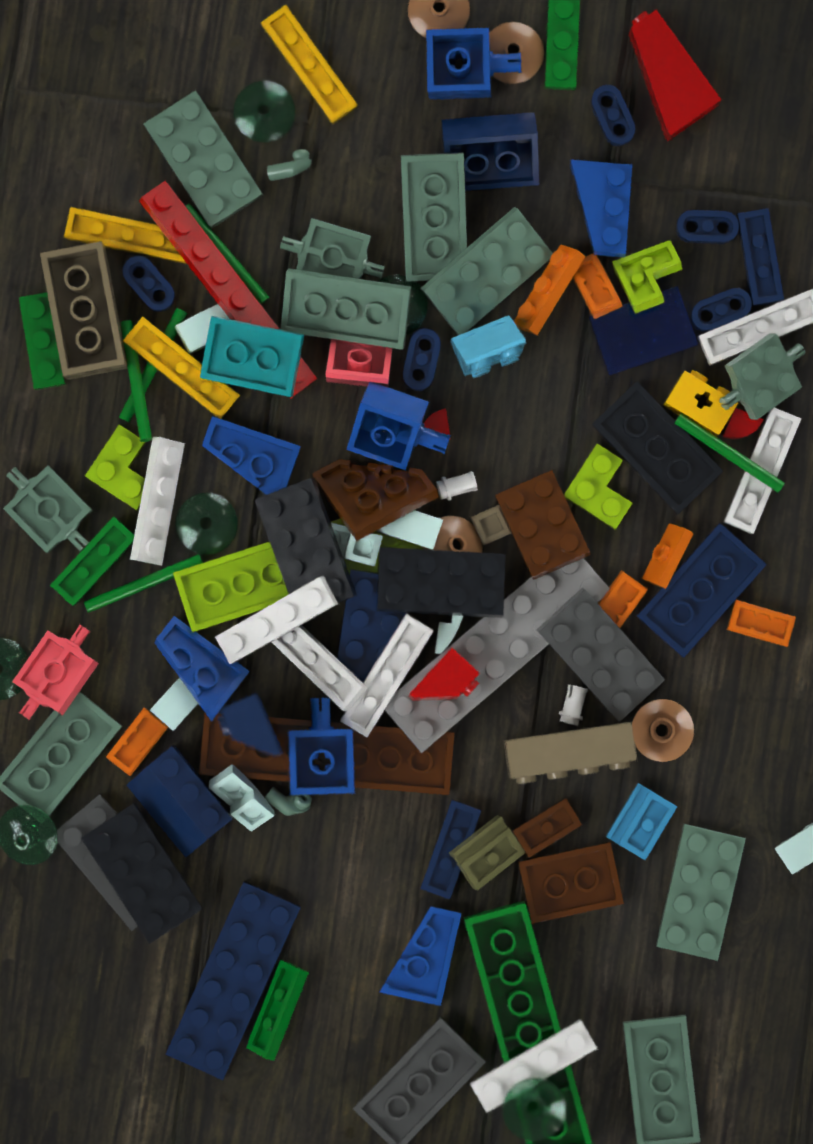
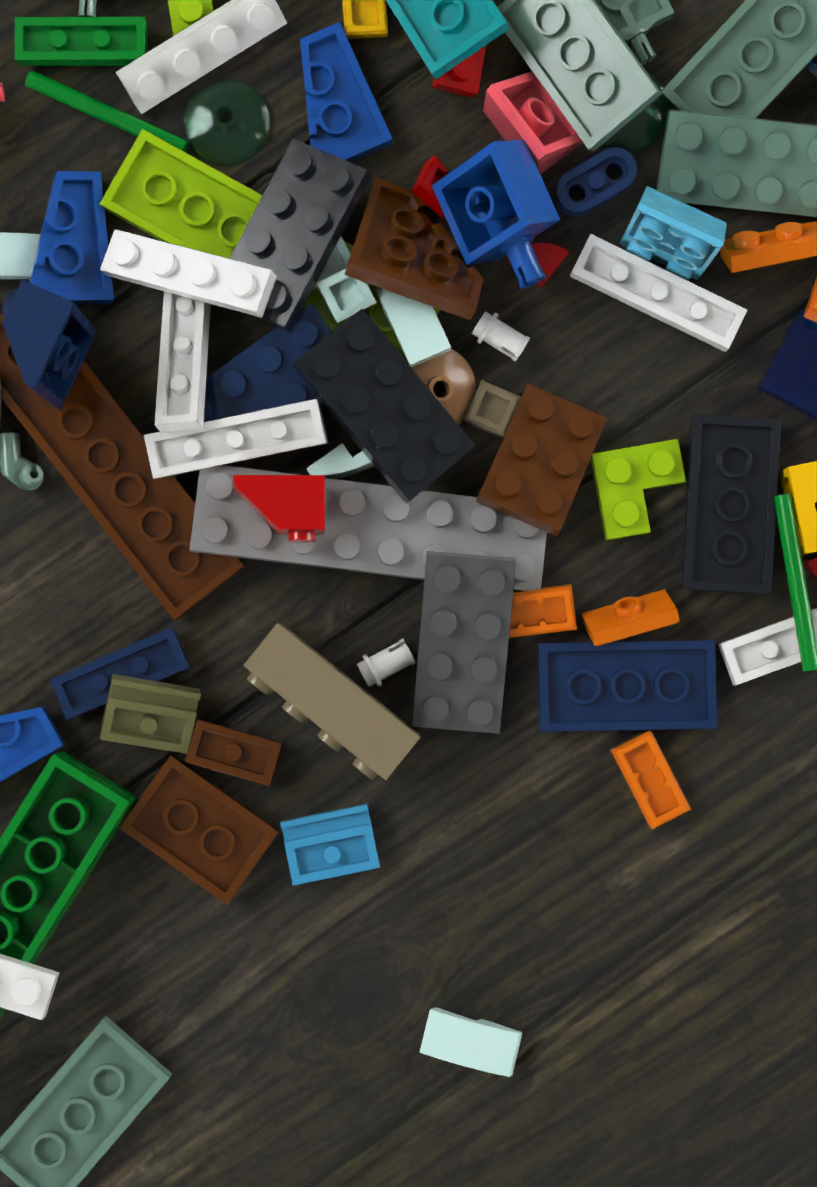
camera: 50 degrees right, 0 degrees up
(306, 746) = (105, 433): blue brick -> none
(339, 444) = (430, 174): none -> red tile
(510, 381) = (658, 293): none -> white plate
(679, 730) = (449, 802): medium nougat dish -> none
(700, 892) = (314, 973): sand green plate -> none

